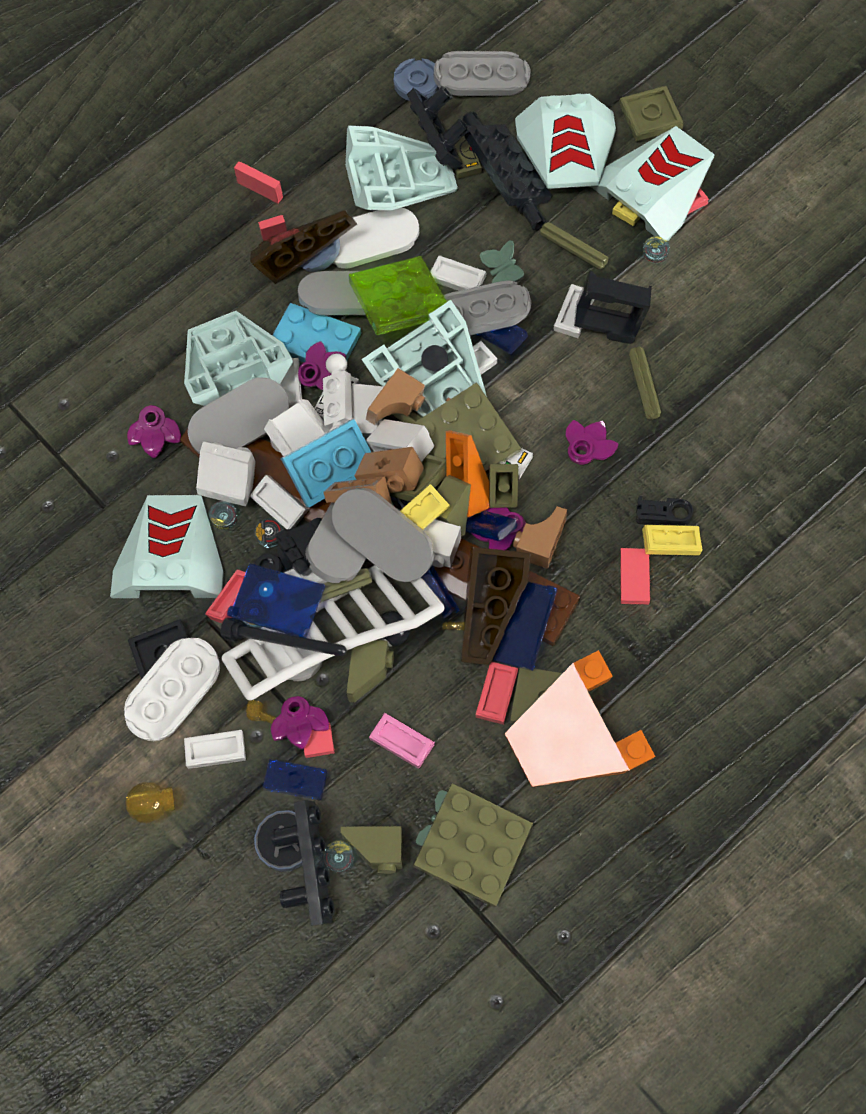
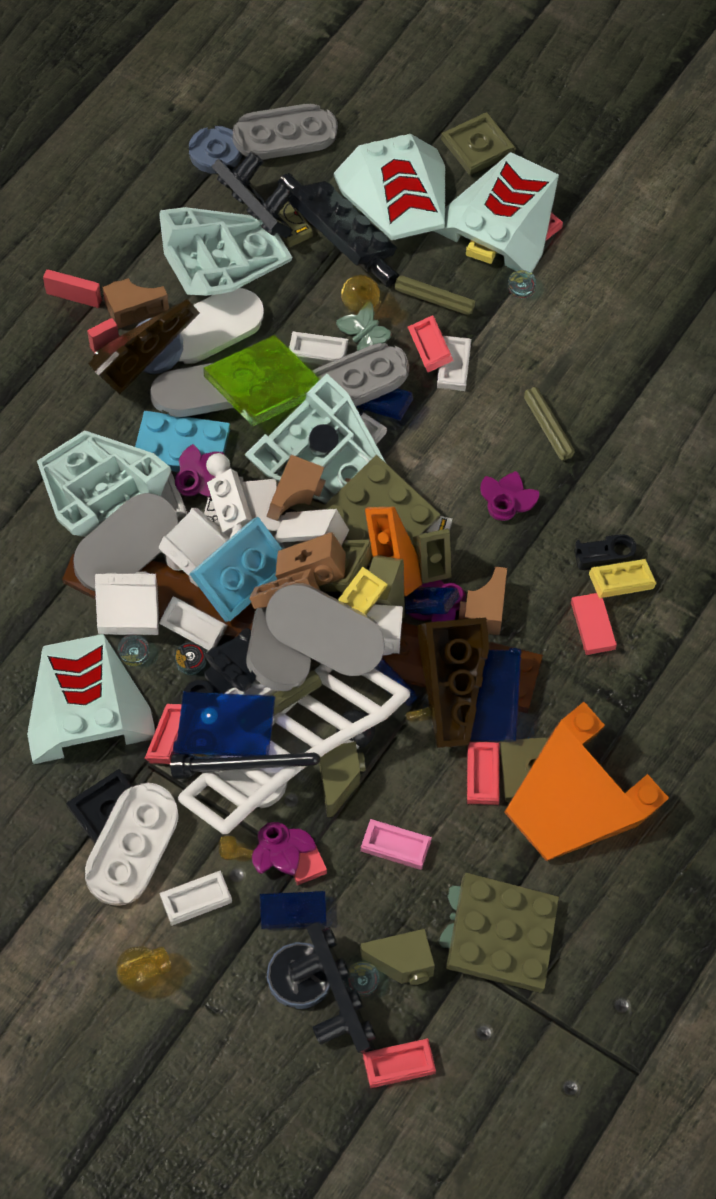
camera: 20 degrees left, 5 degrees down
(153, 434) = (32, 579): magenta plate -> none
(305, 205) = (132, 303): none -> medium nougat arch
(349, 941) = (399, 1063): none -> coral tile
(505, 230) = (360, 291): none -> clear yellow piece
(557, 289) = (430, 343): none -> coral tile
(617, 324) = (504, 369): black piece -> none

